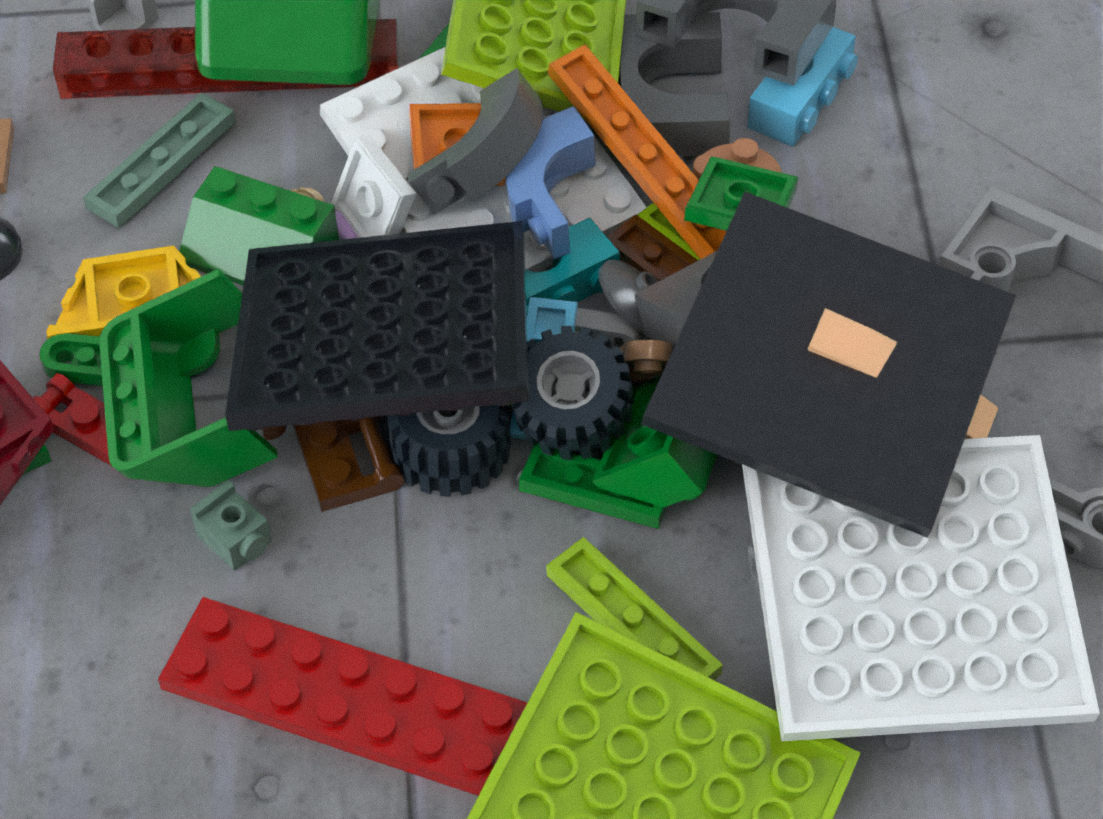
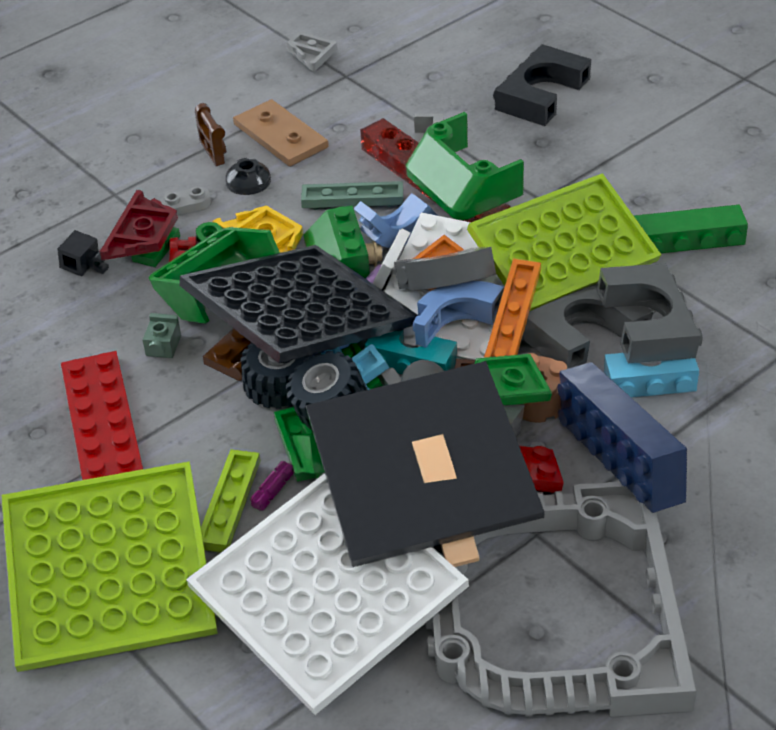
camera: 55 degrees right, 10 degrees down
(289, 141) = (385, 228): none -> medium blue arch
(644, 558) = (272, 485): none -> magenta axle
(926, 159) = (623, 437): none -> dark blue brick

